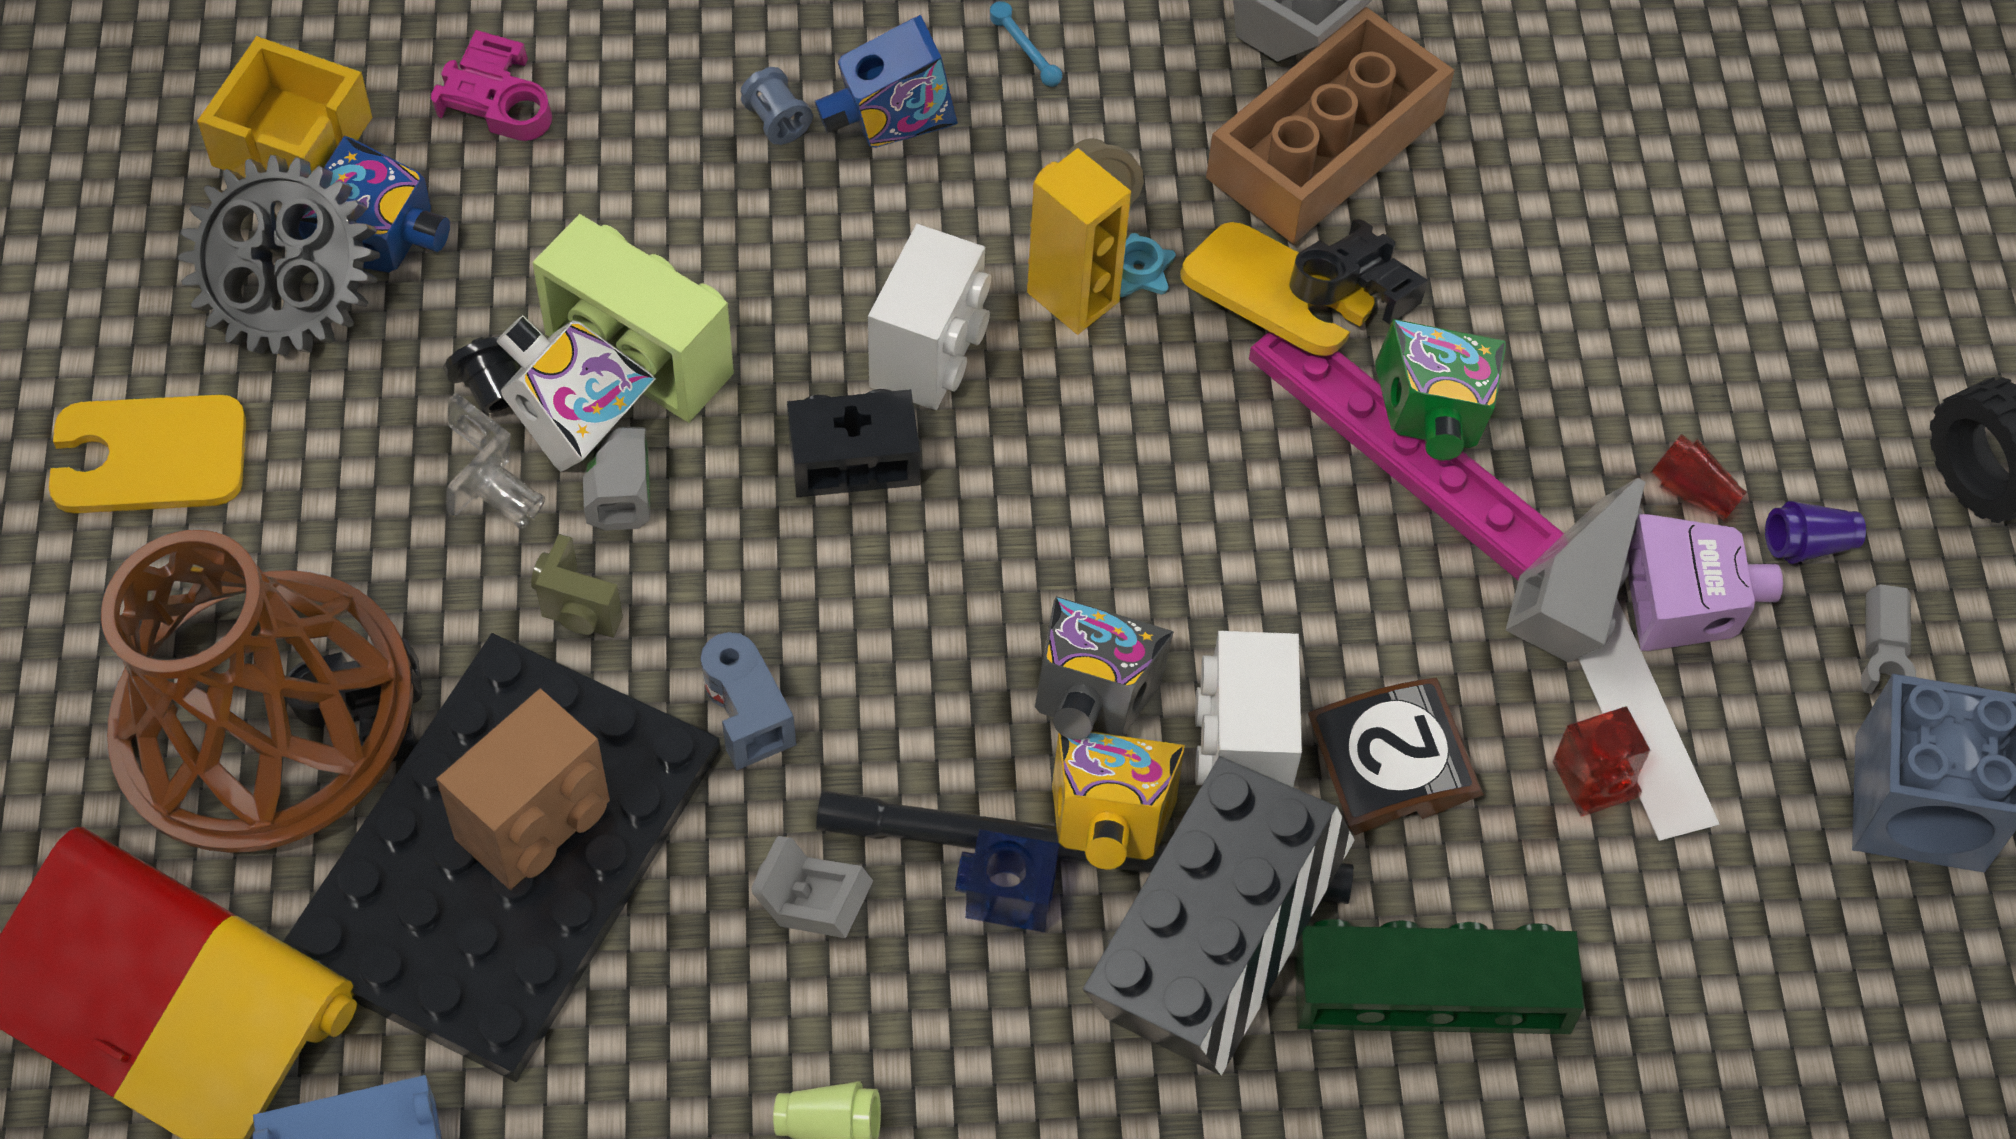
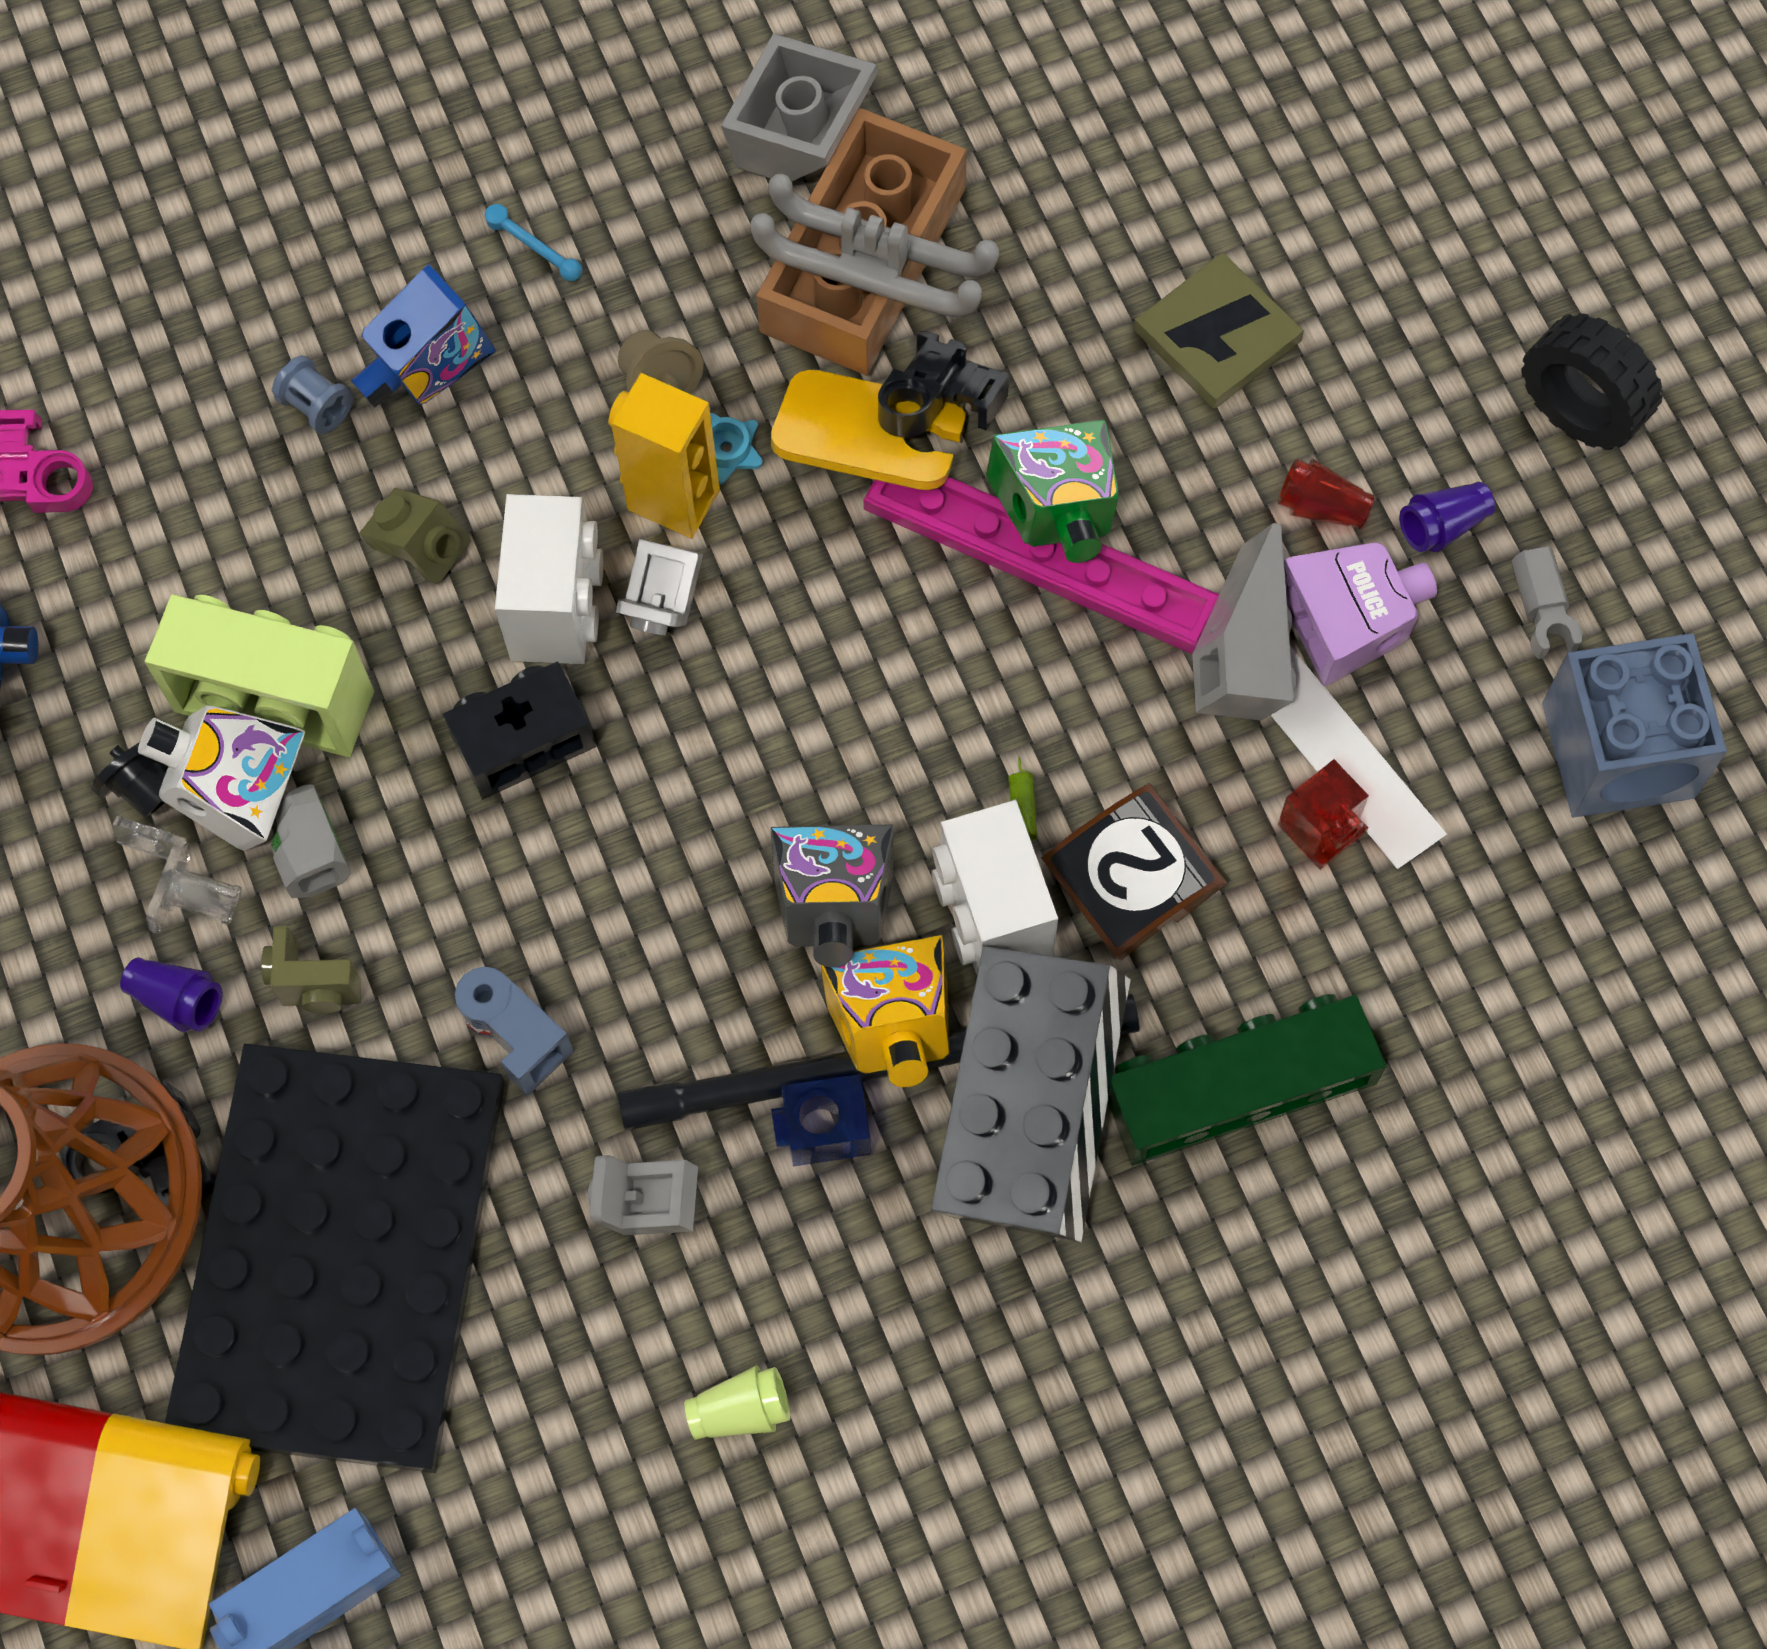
camera: 15 degrees left, 10 degrees up
(446, 568) = (173, 993): none -> dark purple cone
(525, 790) = (346, 1204): medium nougat brick -> none
(827, 247) = (418, 532): none -> olive bracket
(1032, 361) = (660, 587): none -> bracket
(1310, 654) = (1022, 790): none -> lime piece
(1333, 127) = (872, 253): none -> light grey piece
(1643, 305) = (1218, 330): none -> olive tile

